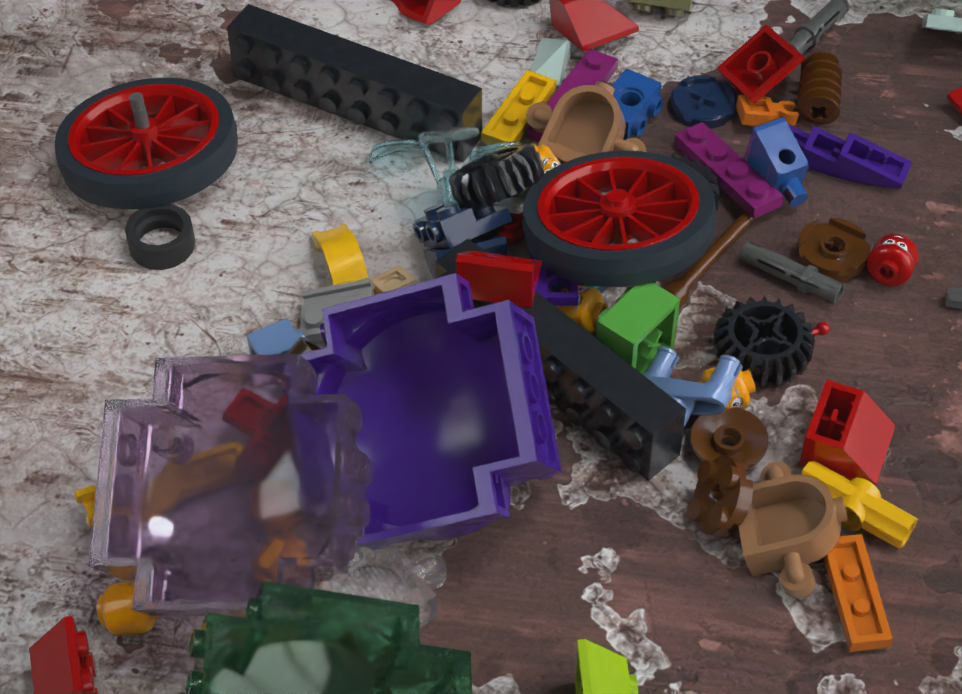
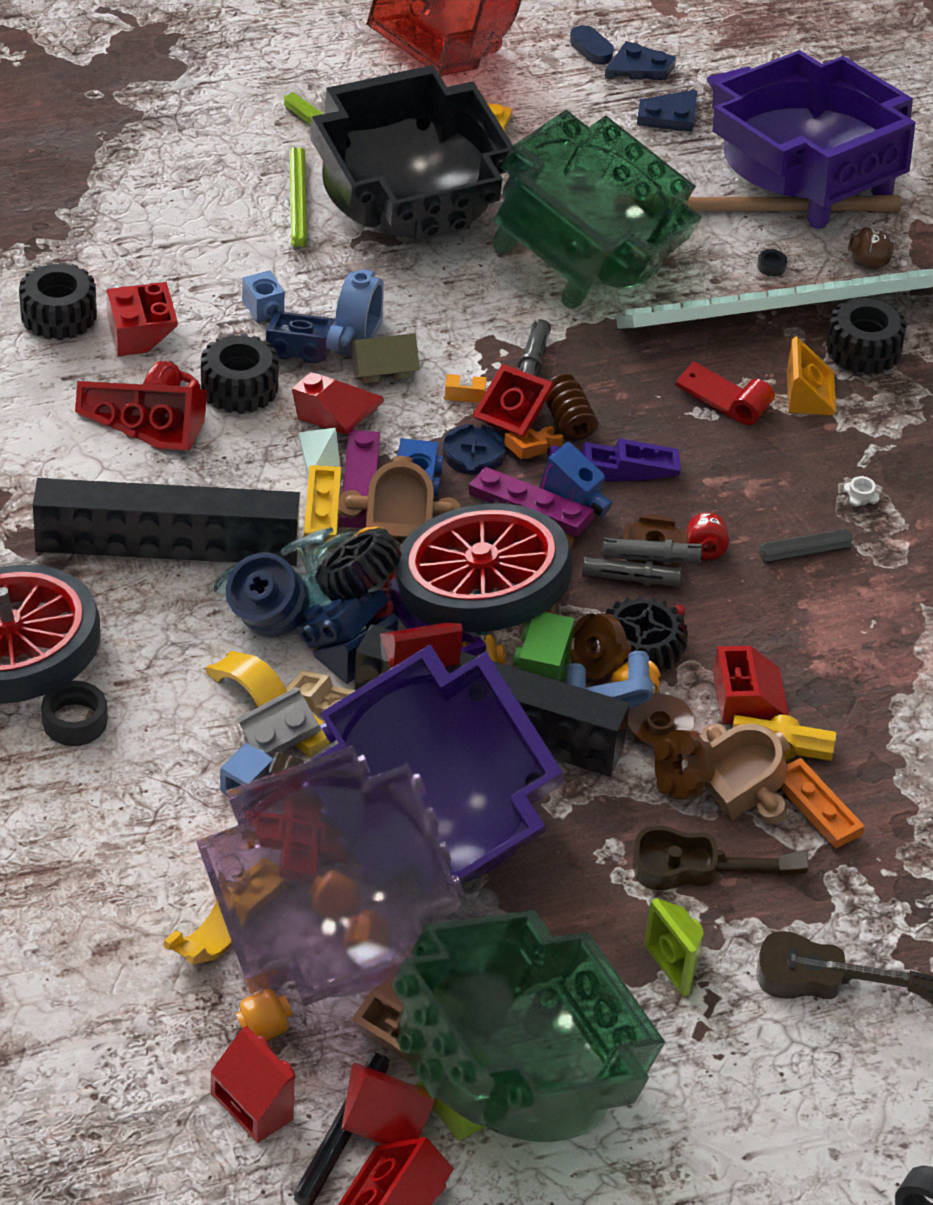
camera: 30 degrees left, 5 degrees down
(400, 178) = (267, 594): none -> dark blue wheel
(657, 595) = (672, 858): none -> dark brown piece
(704, 337) = (613, 645): none -> reddish brown plate
(722, 45) = (462, 393): none -> light orange piece
(831, 261) = (660, 551): none -> dark grey pin

